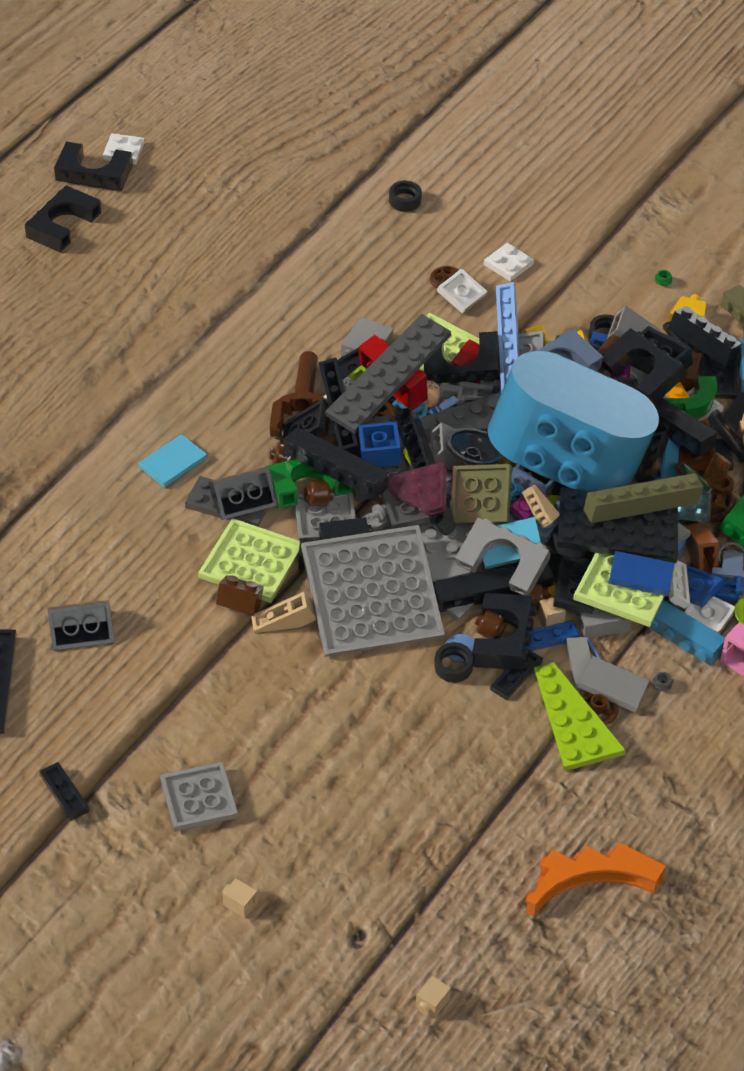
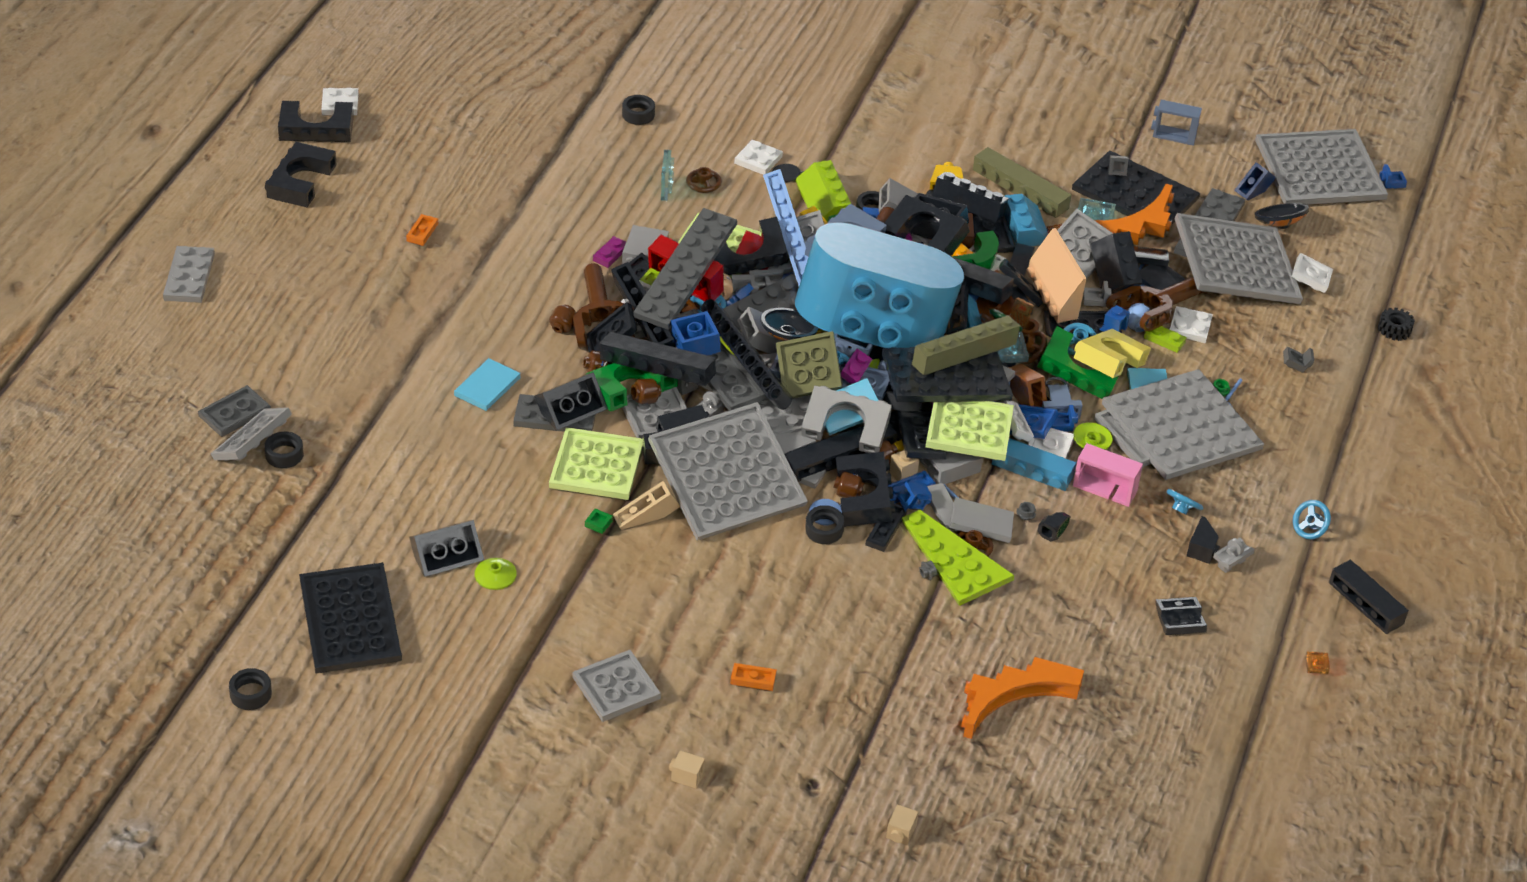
camera: 15 degrees left, 5 degrees down
(64, 791) = (481, 702): black plate -> none
(120, 664) = (495, 573): none -> lime dish
(159, 291) = (422, 230): none -> orange plate
(234, 621) = (598, 521): none -> green plate
(239, 594) = (597, 495): reddish brown brick -> none
(263, 404) = (562, 318): none -> reddish brown head
(331, 341) = (609, 252): none -> magenta plate
(334, 811) = (753, 676): none -> orange plate
(409, 269) = (667, 175): none -> clear light blue plate
(422, 488) = (750, 368): clear pink plate -> none
(462, 291) = (723, 189): white plate -> none
(535, 282) = (789, 171): none -> black piece
(540, 506) = (878, 374): tan slope -> none
(543, 728) = (928, 570): none -> dark grey plate
(554, 647) = (918, 498): none -> blue window
(560, 307) = (823, 188): none -> lime slope
(641, 573) = (983, 413): blue tile -> none
(663, 278) = (912, 152): green plate -> none
(685, 702) = (1053, 526): none -> black rock

